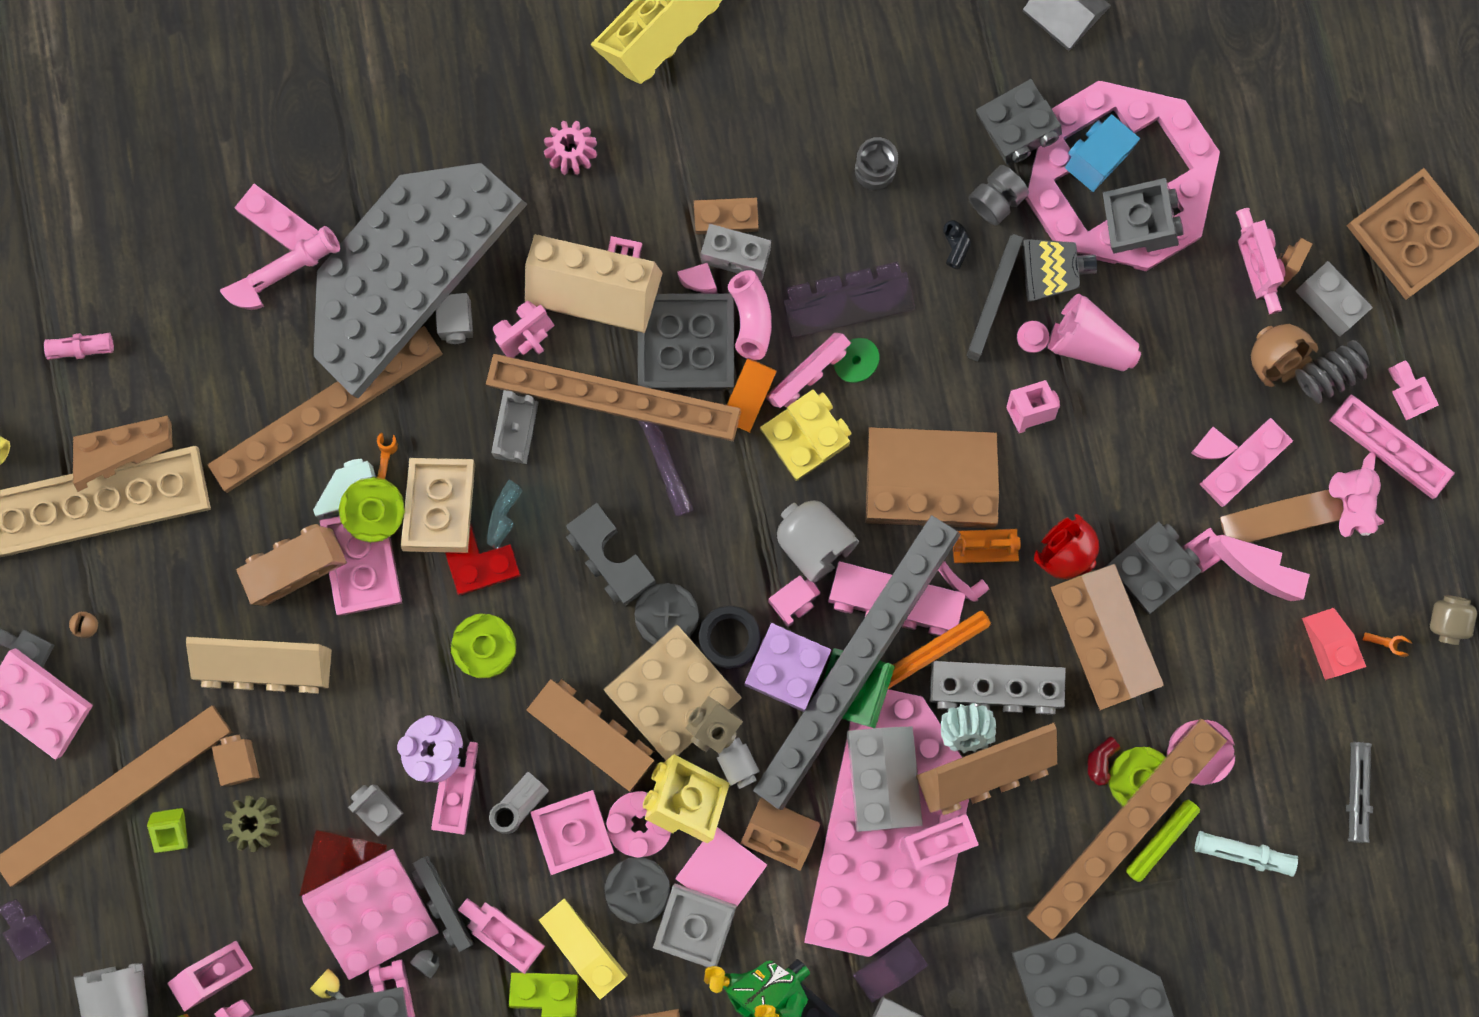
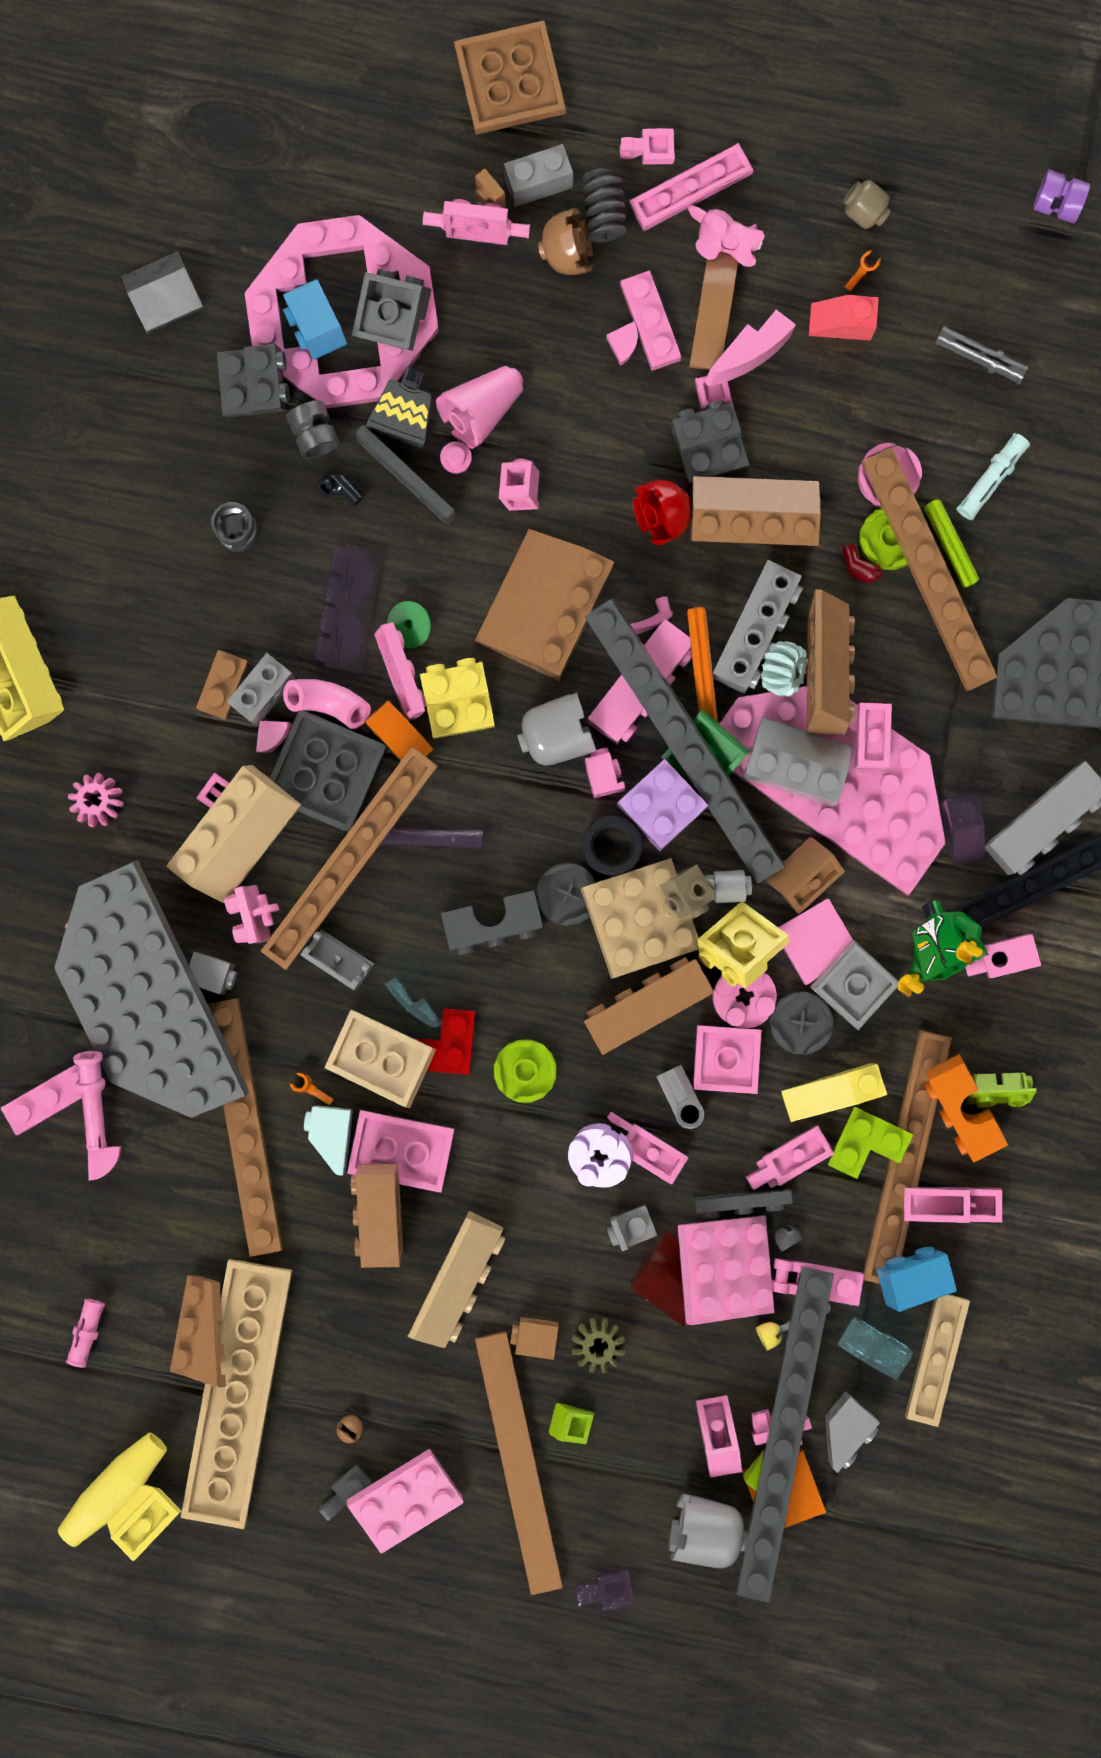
camera: 65 degrees left, 5 degrees up
(371, 509) = (359, 1120): lime tile -> none
(987, 546) = (628, 580): orange hinge -> none

